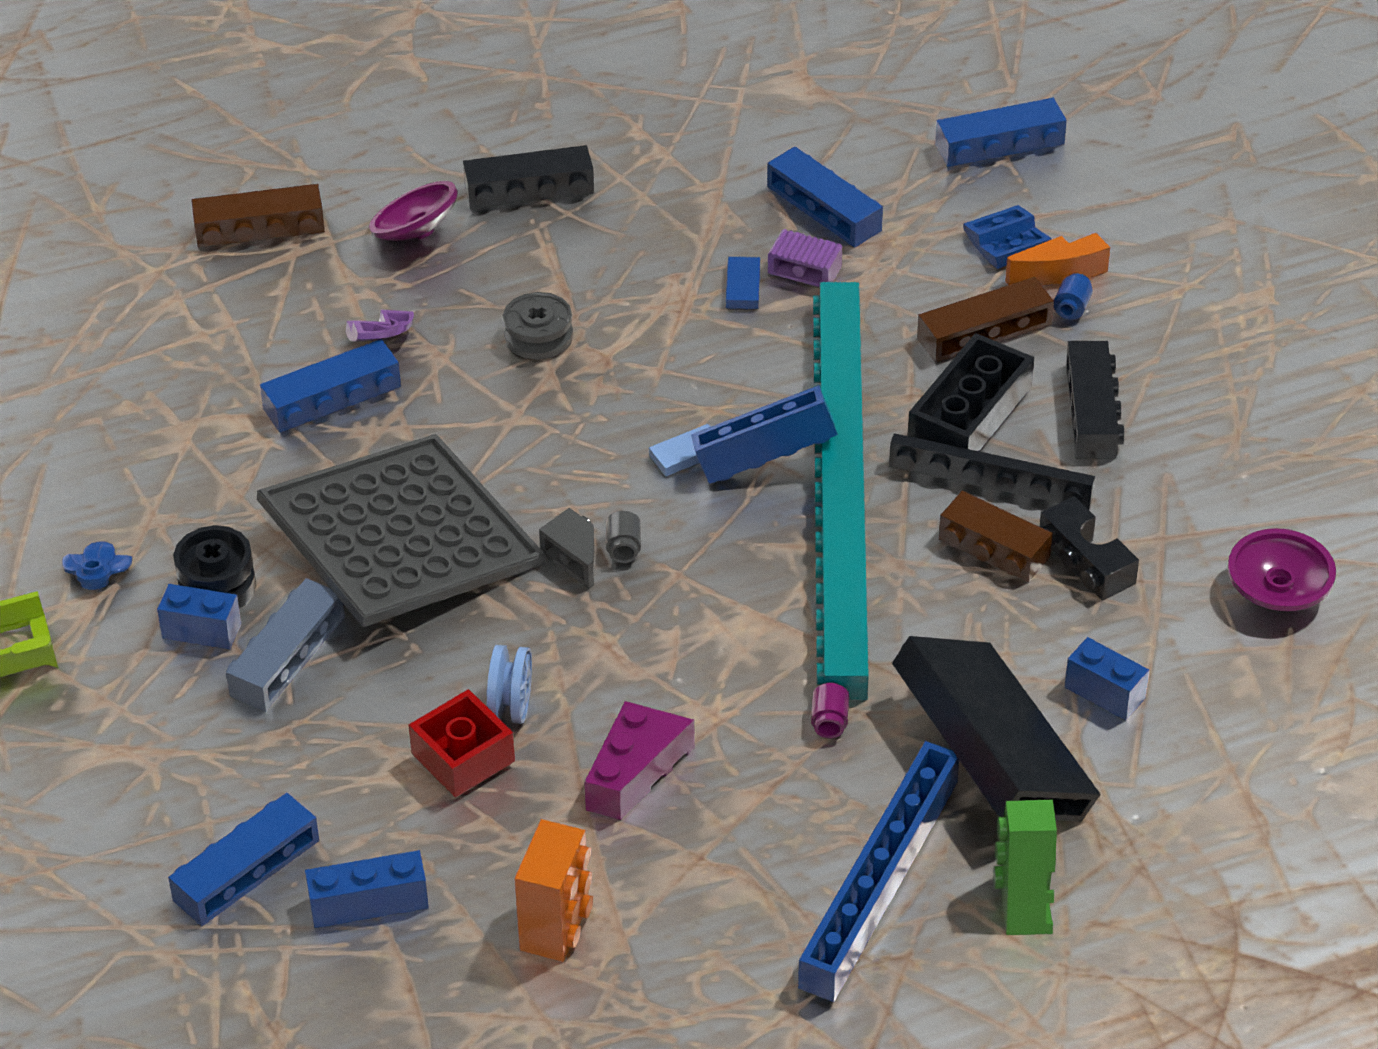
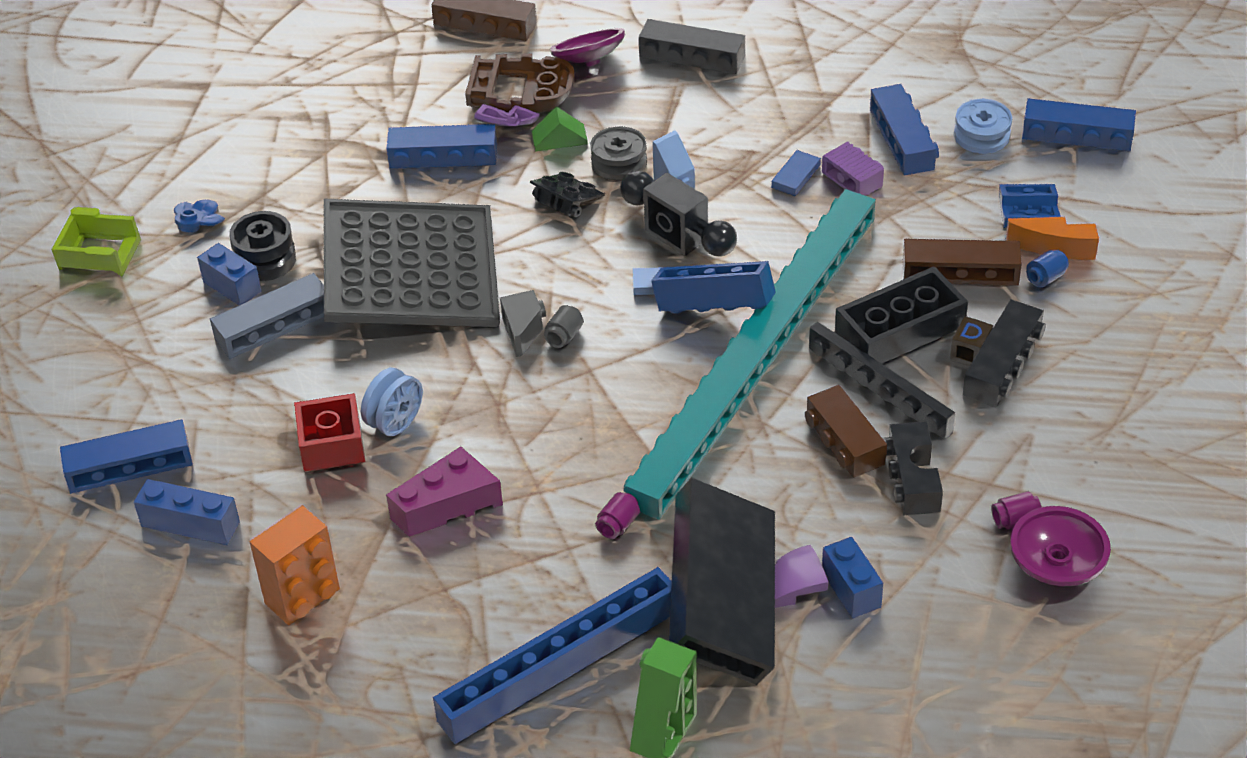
camera: 30 degrees right, 0 degrees up
(392, 269) = (546, 85): none -> reddish brown slope
(448, 325) = (558, 131): none -> bright green slope
(499, 381) = (564, 193): none -> black hinge
(617, 320) = (672, 158): none -> light blue slope
(661, 370) = (677, 214): none -> black brick
(905, 165) = (983, 126): none -> light blue wheel
(1053, 400) = (969, 340): none -> dark brown brick
(1054, 694) = (798, 574): none -> medium lavender brick
(1211, 553) = (1012, 508): none -> magenta brick

